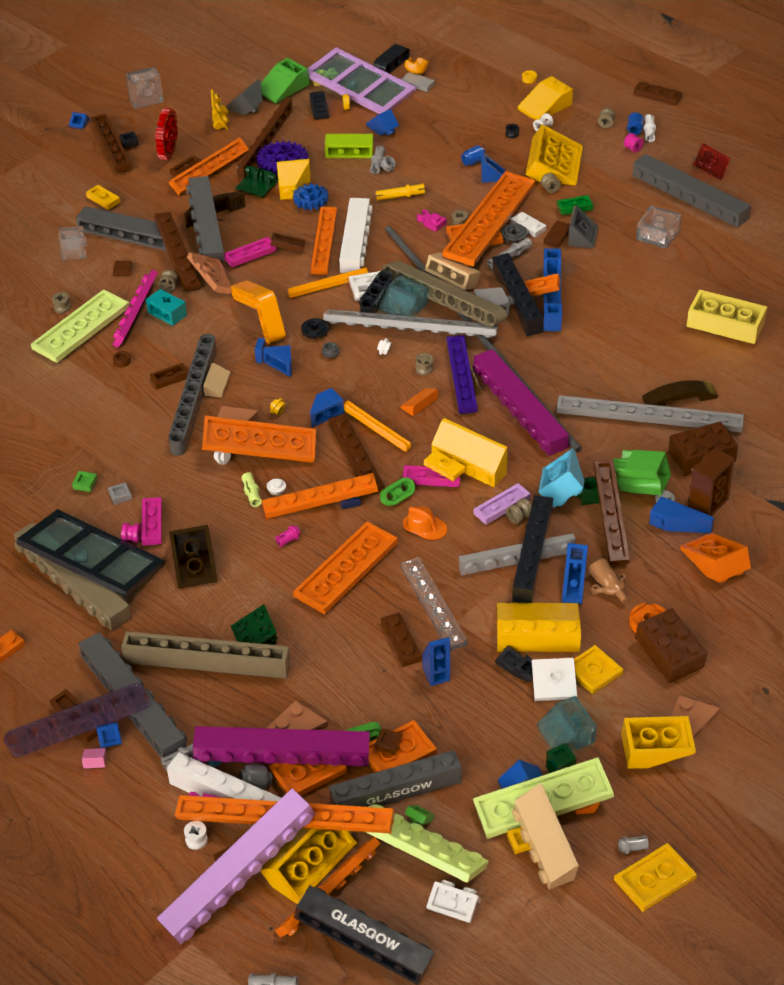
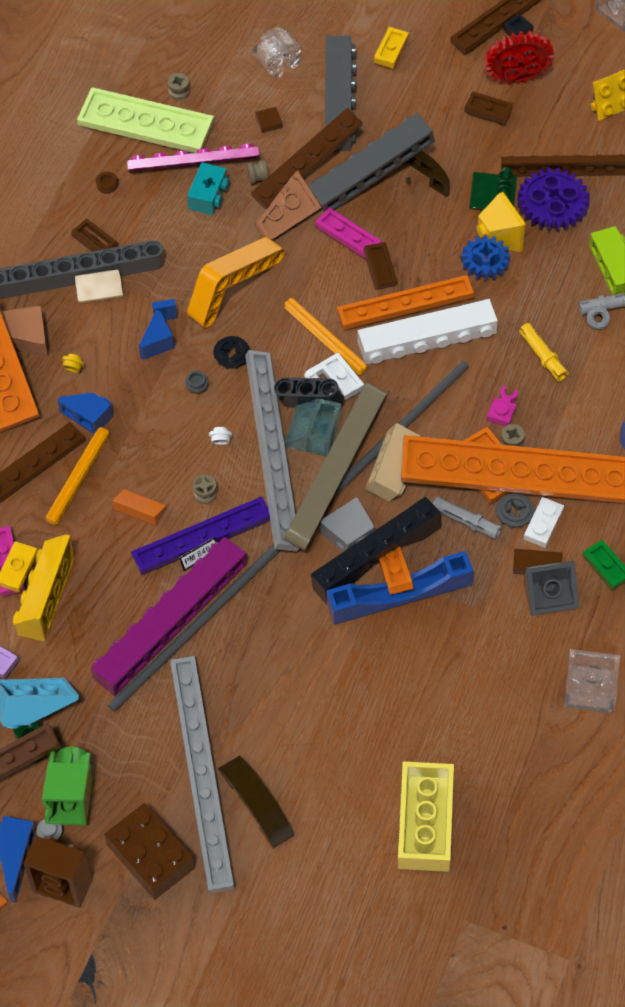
camera: 70 degrees right, 15 degrees up
(210, 164) = (500, 128): orange plate -> none

